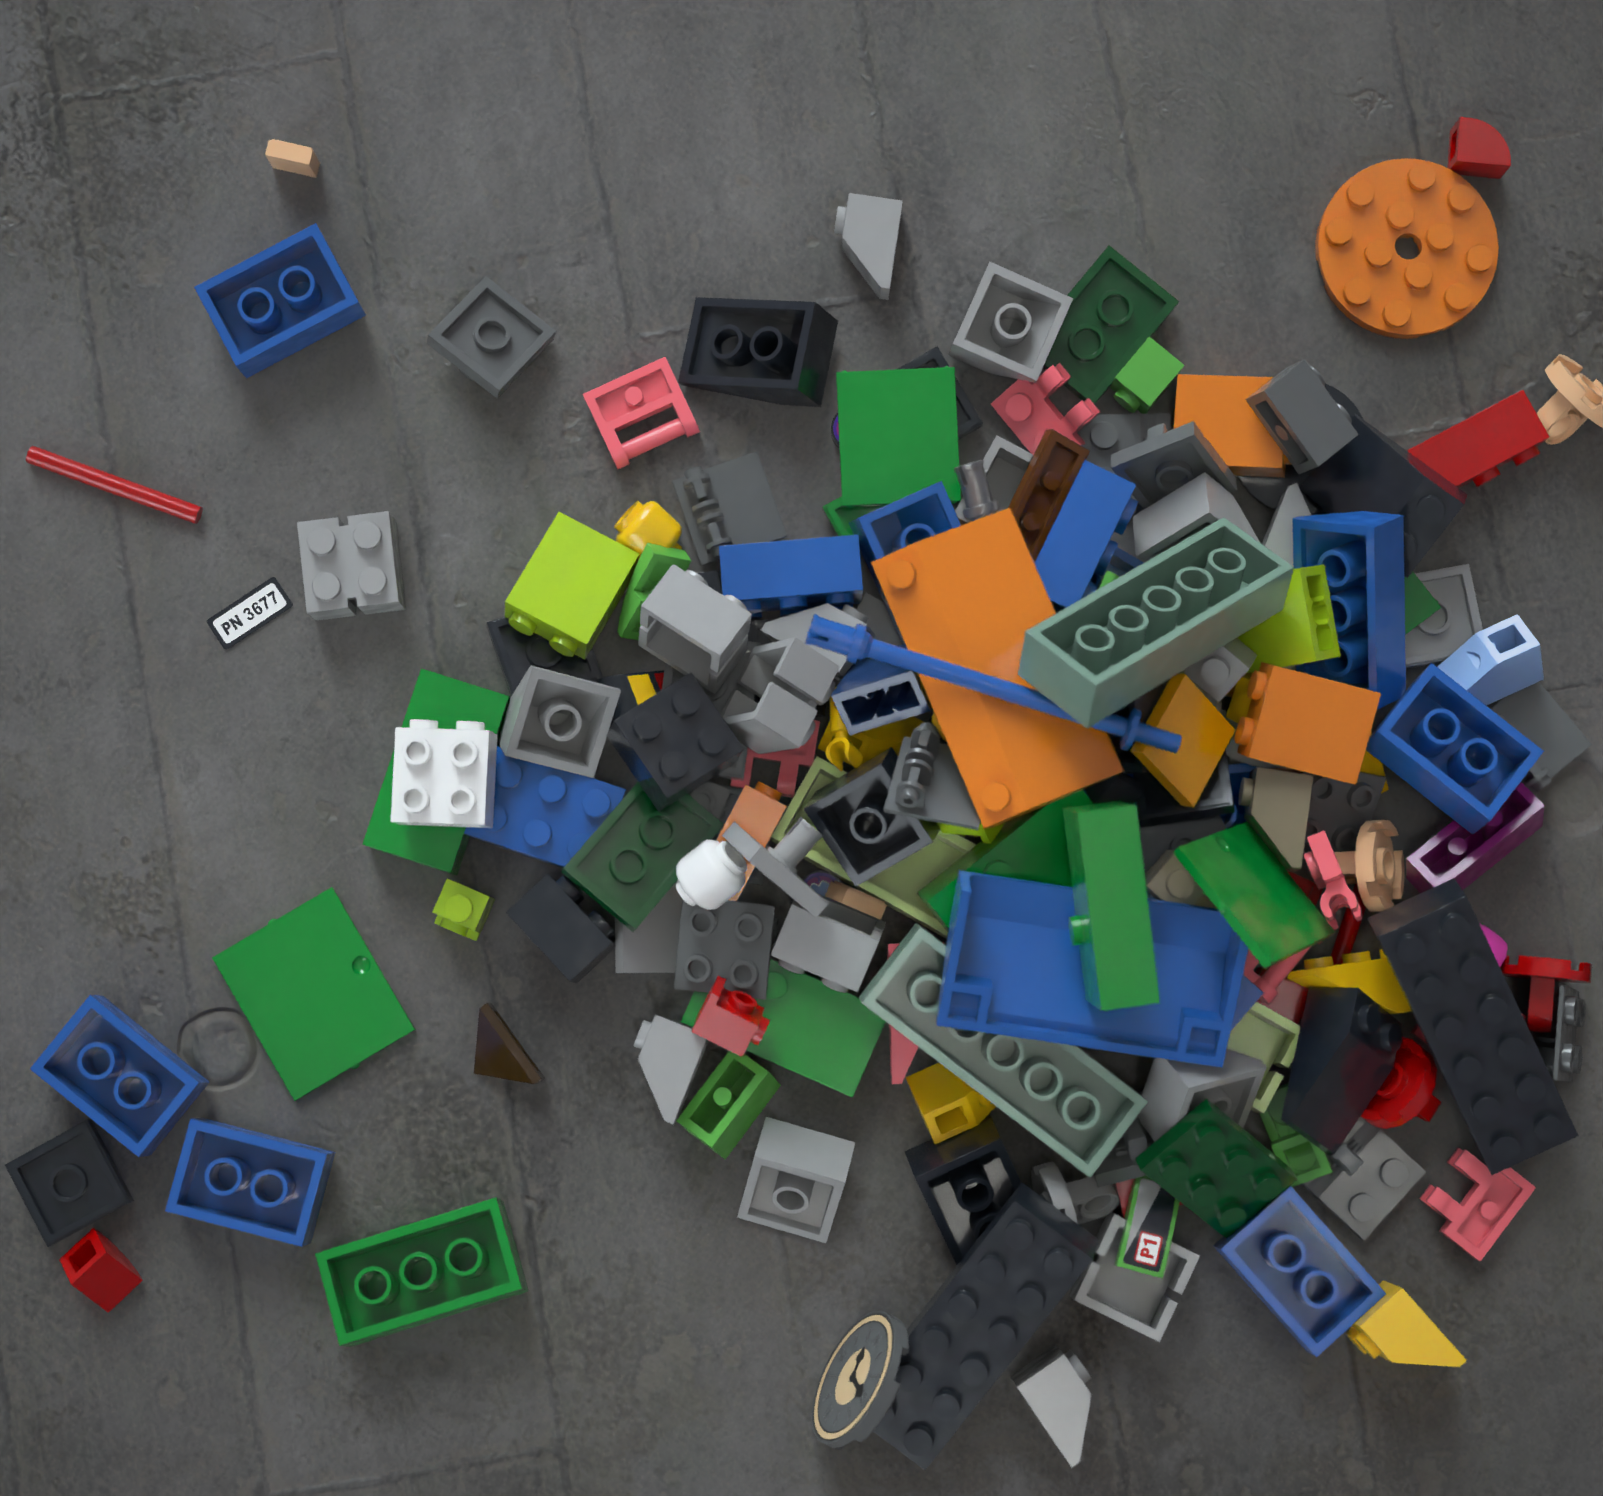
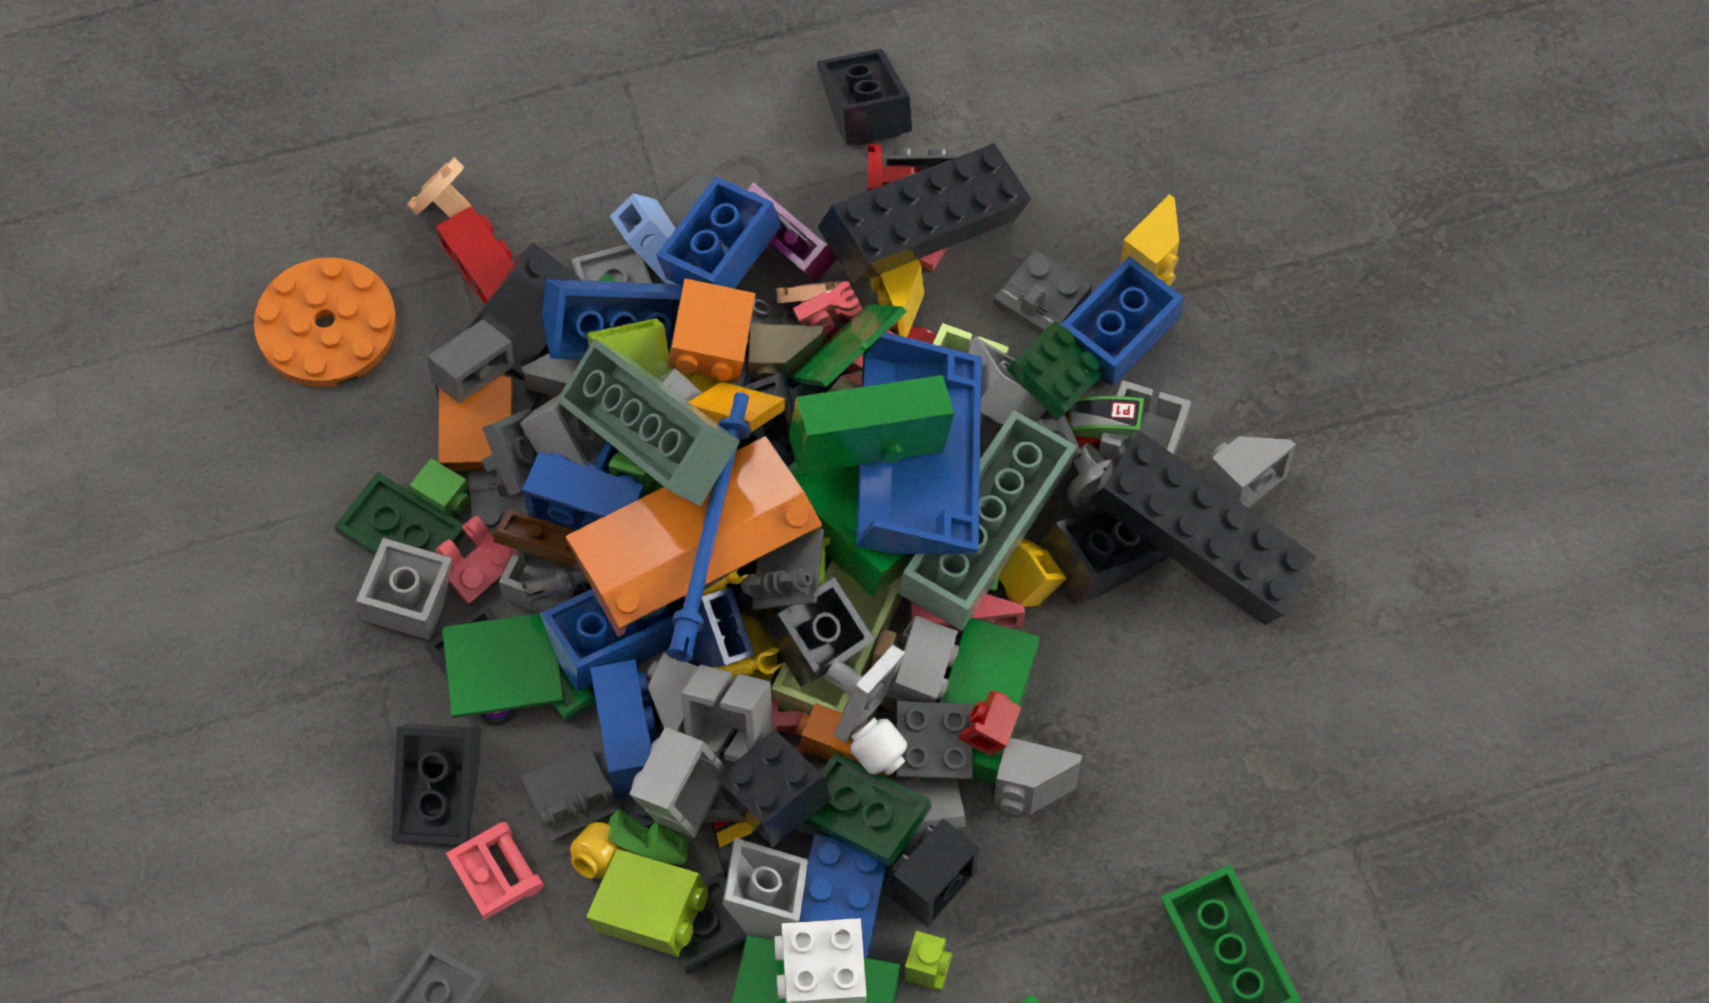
camera: 95 degrees left, 20 degrees down
(500, 1052) = (1040, 919): dark brown slope -> none
(728, 1103) = (1055, 730): bright green brick -> none
(796, 1179) = (1109, 680): light grey slope -> none
(859, 1380) = (1257, 606): dark grey tile -> none
(870, 237) = (338, 703): light grey slope -> none
(1291, 1147) = (1022, 331): bright green slope -> none
(1338, 1063) = (961, 298): black slope -> none
(1406, 1089) = (972, 269): red tile -> none
(1477, 149) = (245, 277): red brick -> none
(1486, 1207) = (1056, 208): coral plate -> none

